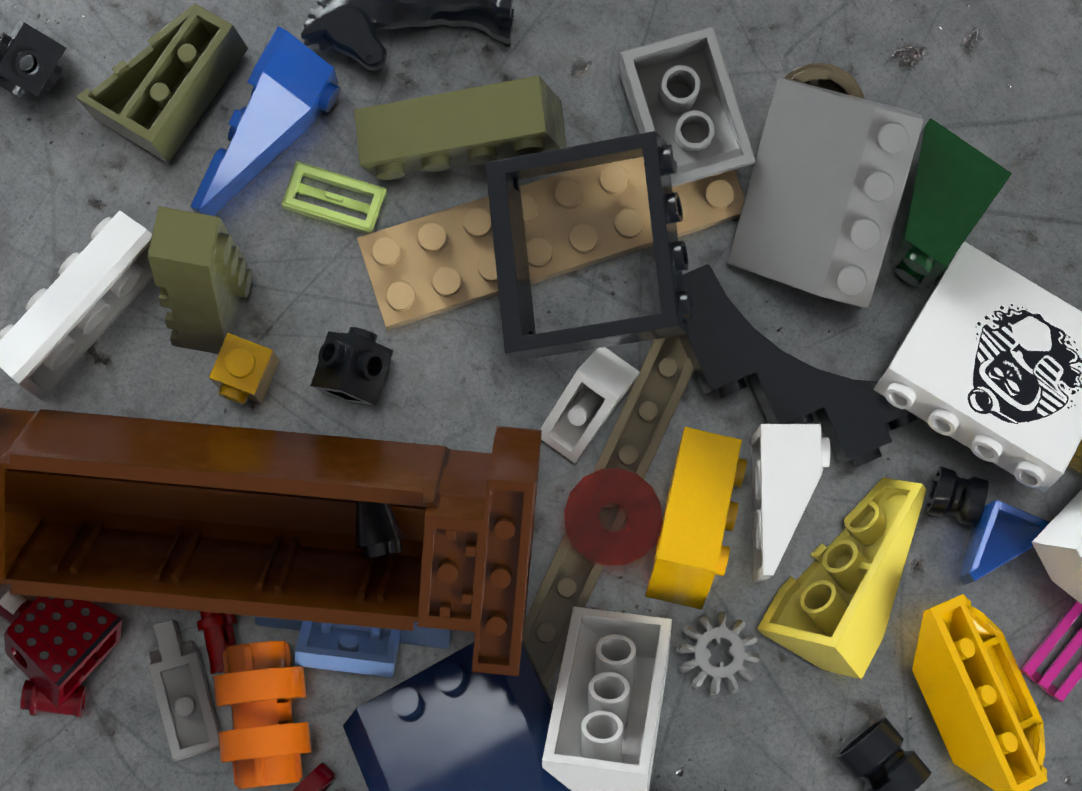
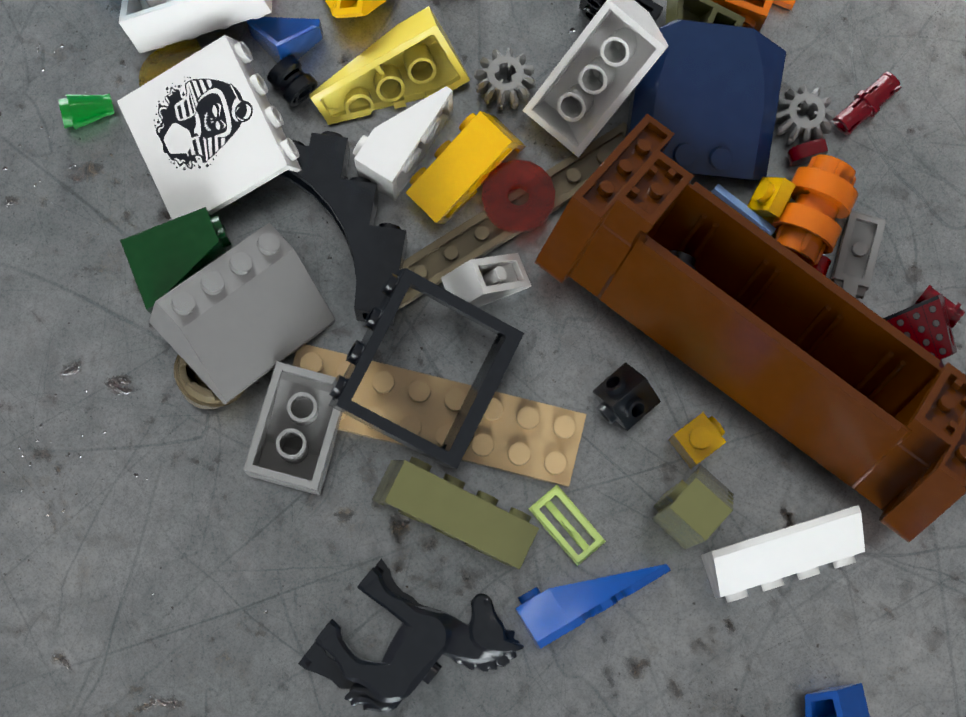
camera: 150 degrees left, 0 degrees up
(169, 83) = (635, 671): olive wedge -> none
(322, 697) = (771, 197): none -> yellow bracket

